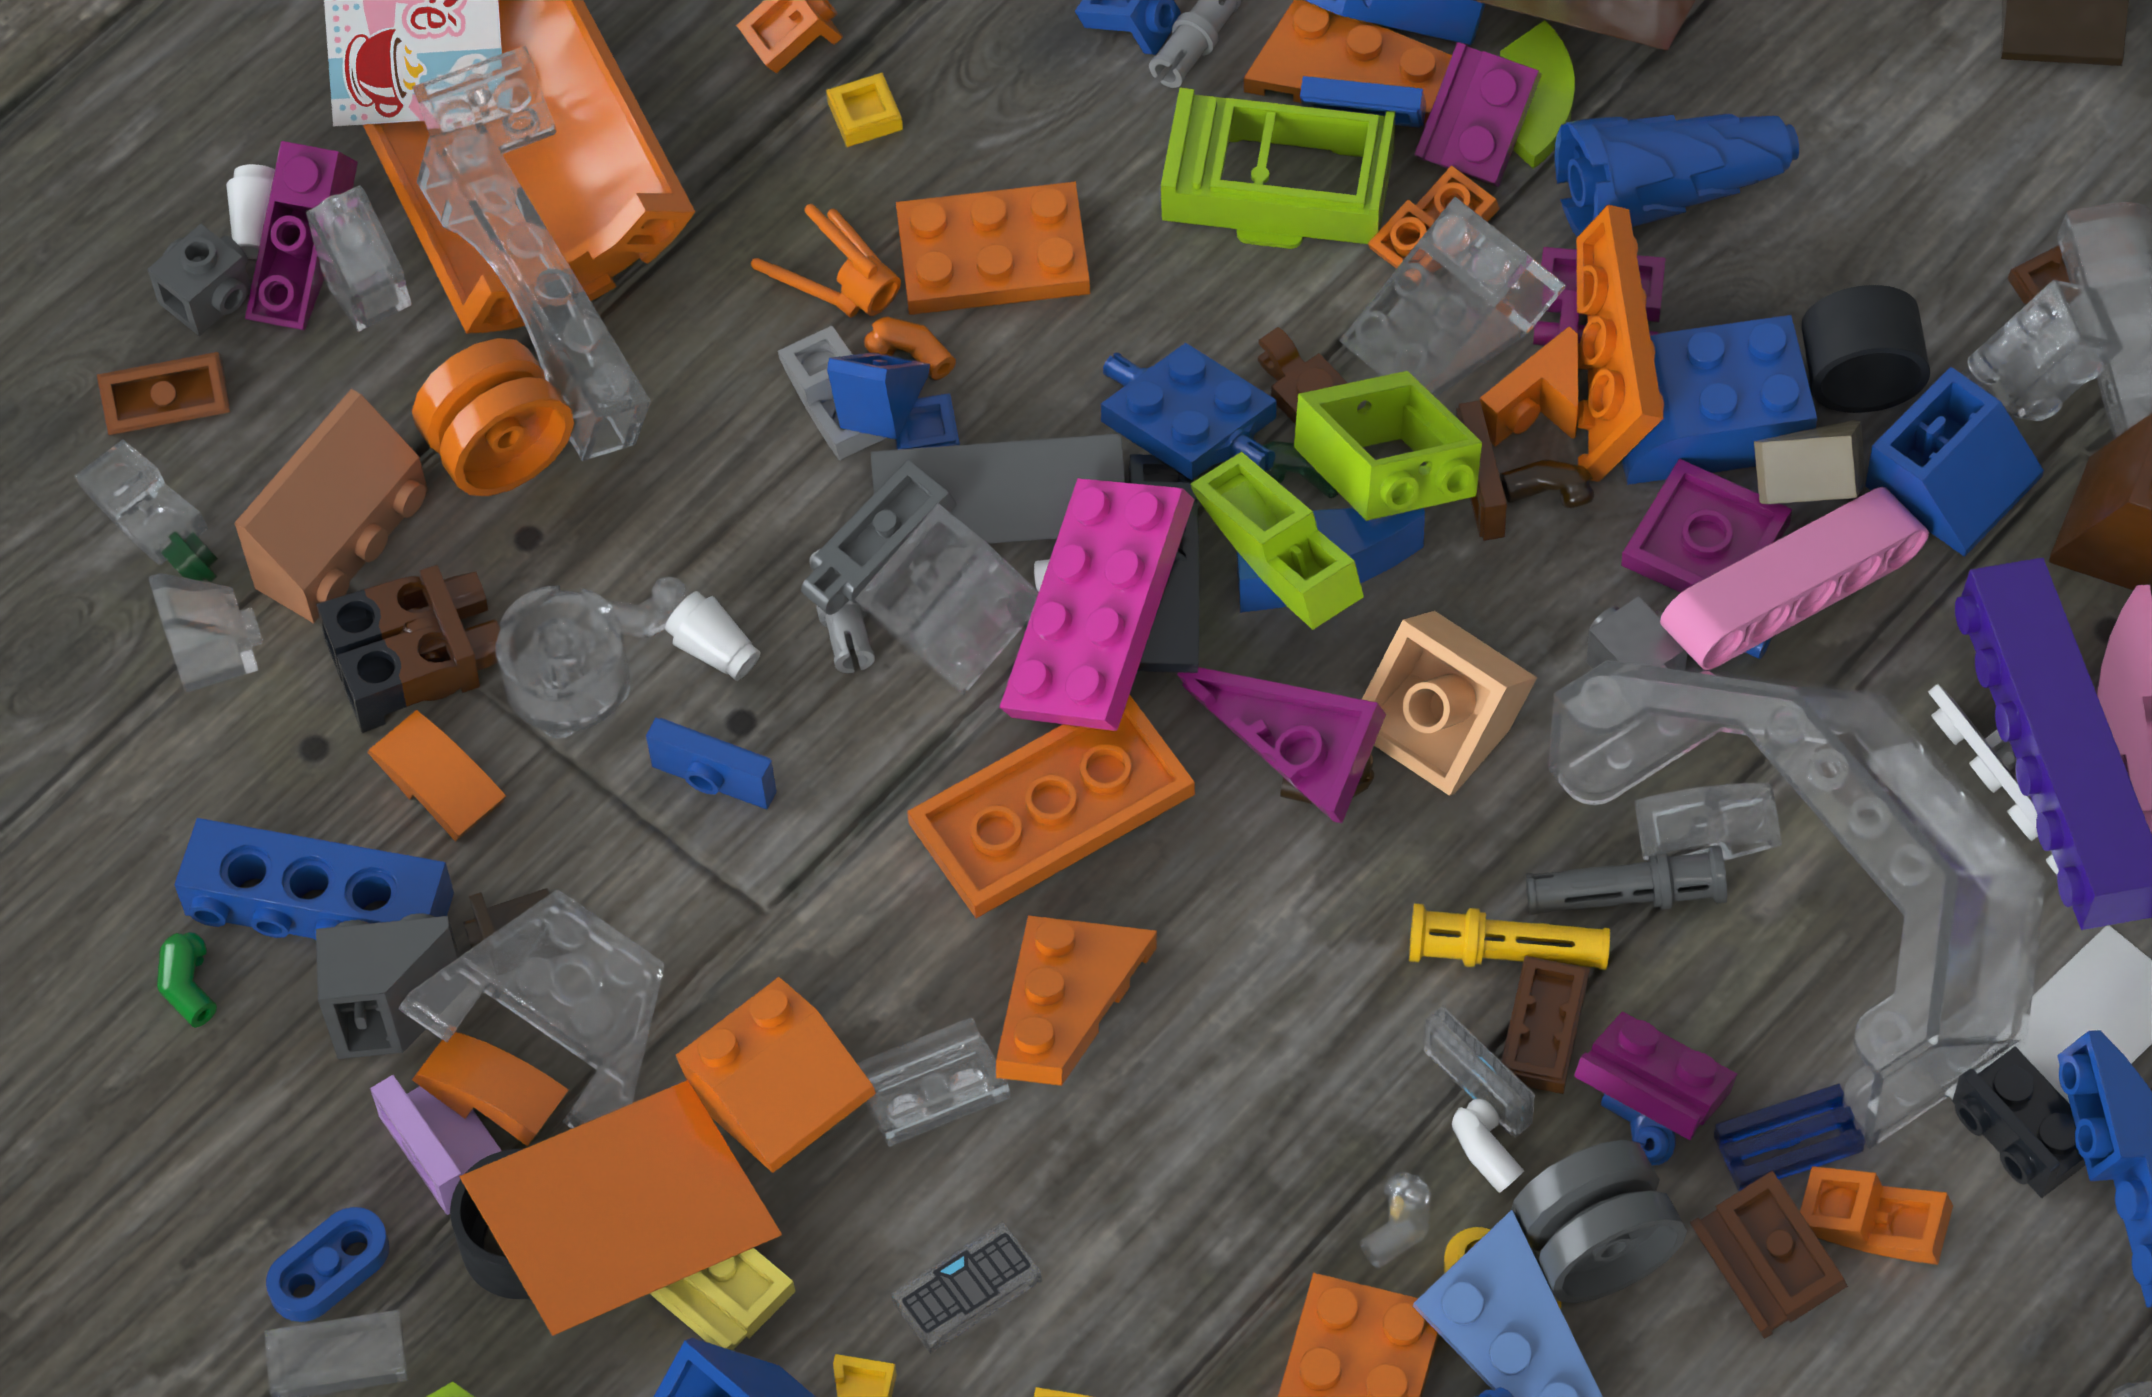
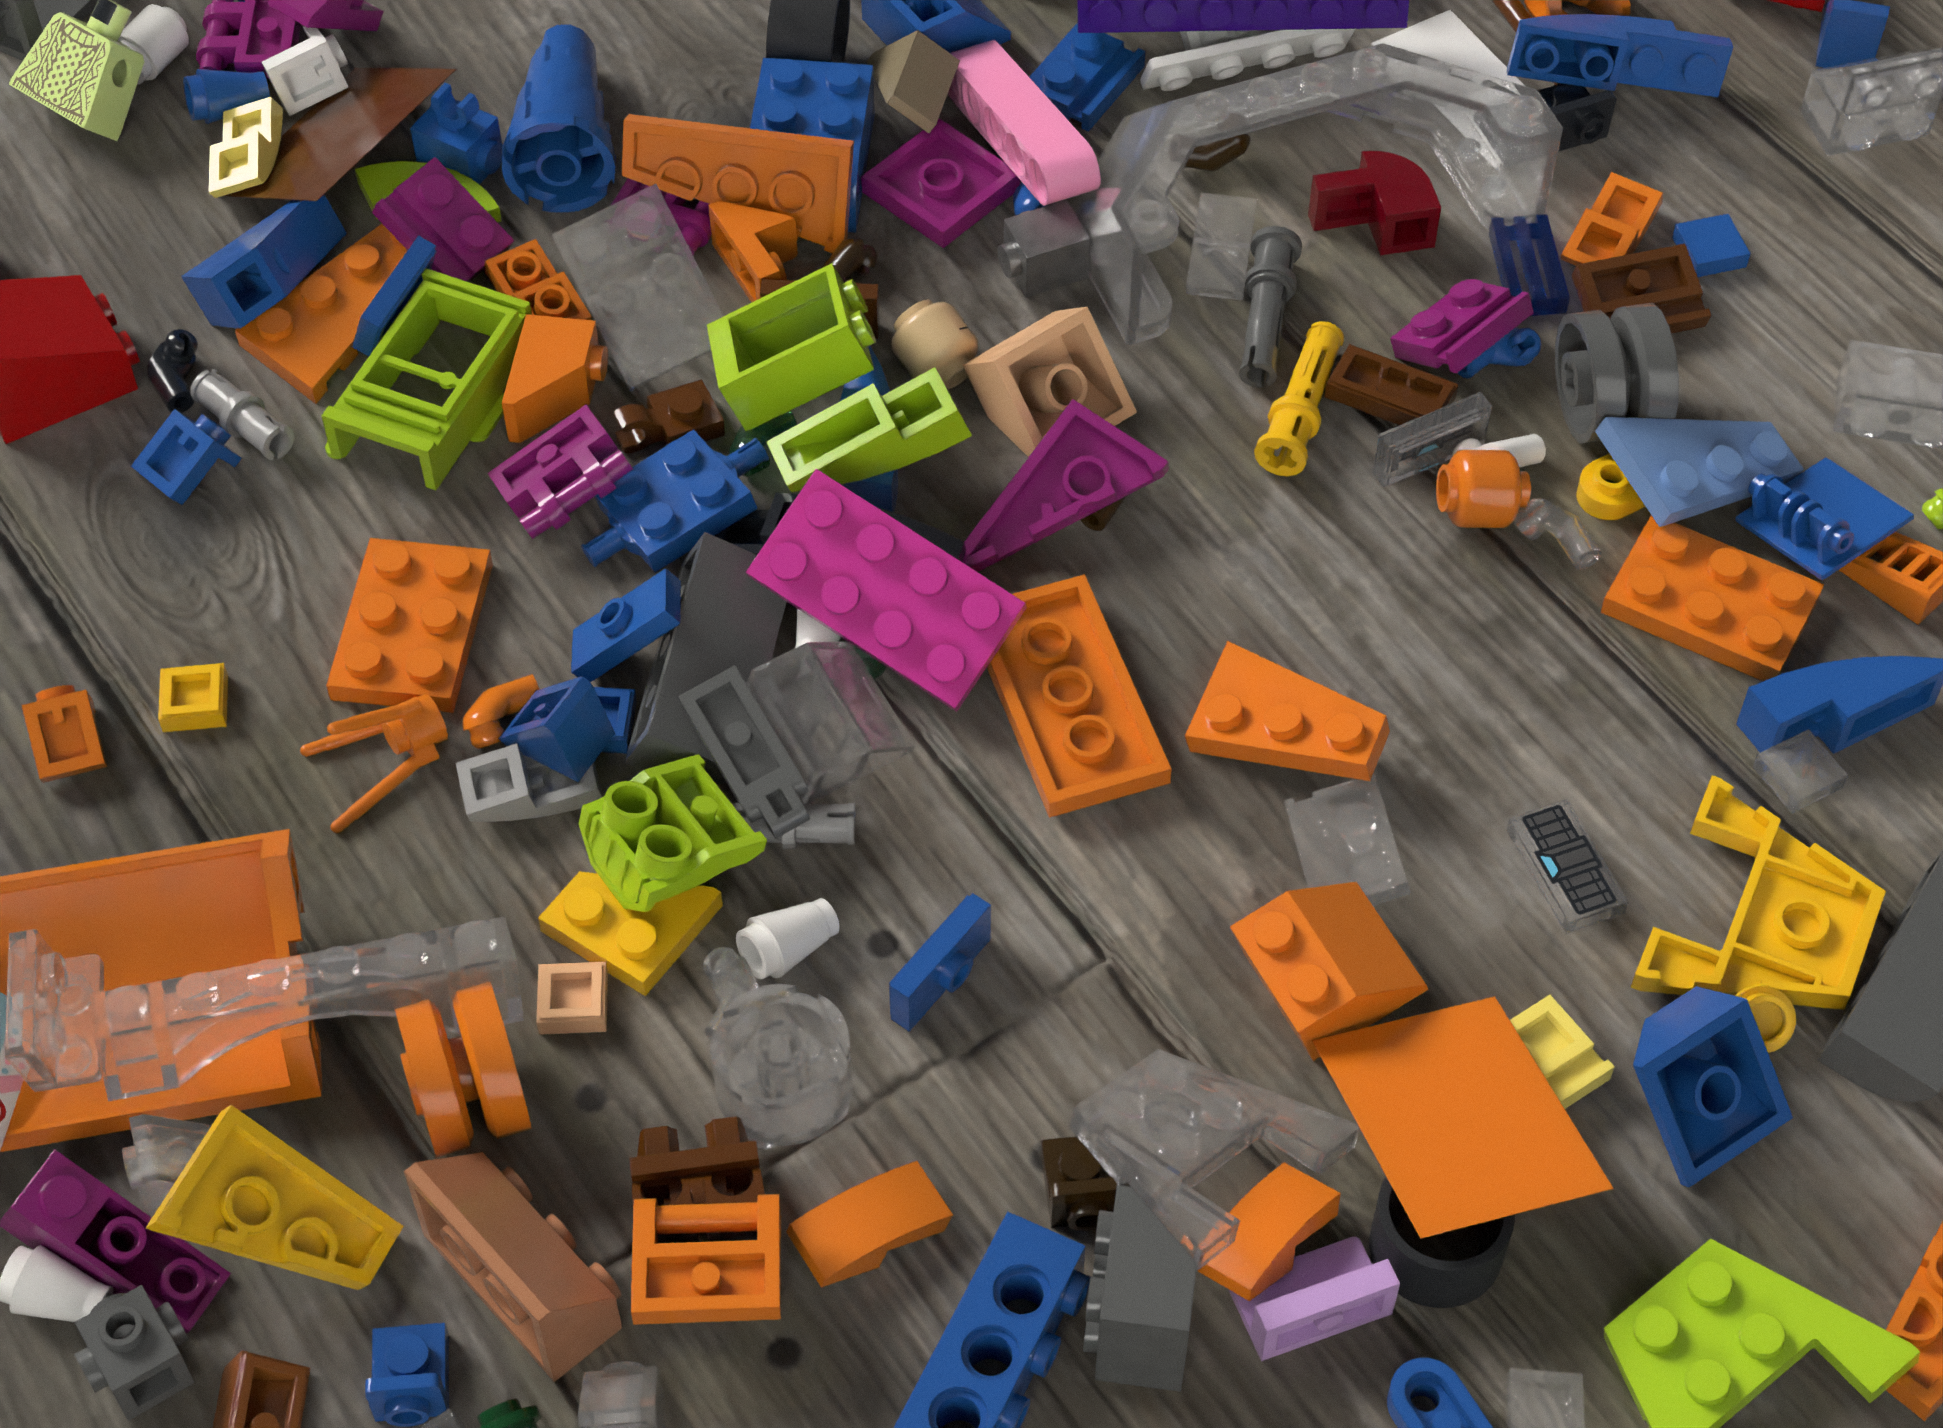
camera: 80 degrees left, 5 degrees down
(227, 478) = (409, 1374): none -> blue bracket
(318, 642) = (706, 1278): none -> orange plate
(331, 317) = (274, 1206): none -> yellow wing
(618, 493) = (572, 998): none -> light nougat tile
(703, 514) = (631, 942): none -> yellow wing
(782, 505) = (665, 833): none -> lime slope
(1010, 409) = (626, 626): none -> blue plate
(1197, 298) = (553, 462): none -> magenta plate
(1316, 262) = (551, 373): none -> orange slope
(1418, 1127) = (1482, 488): none -> orange head
(1464, 581) = (934, 337): none -> tan head
(1608, 81) = (458, 135): none -> blue brick
(1826, 973) = (1386, 194): none -> dark red brick
(1885, 1324) = (1712, 244): none -> blue tile
(1919, 641) = (1087, 74): none -> blue plate

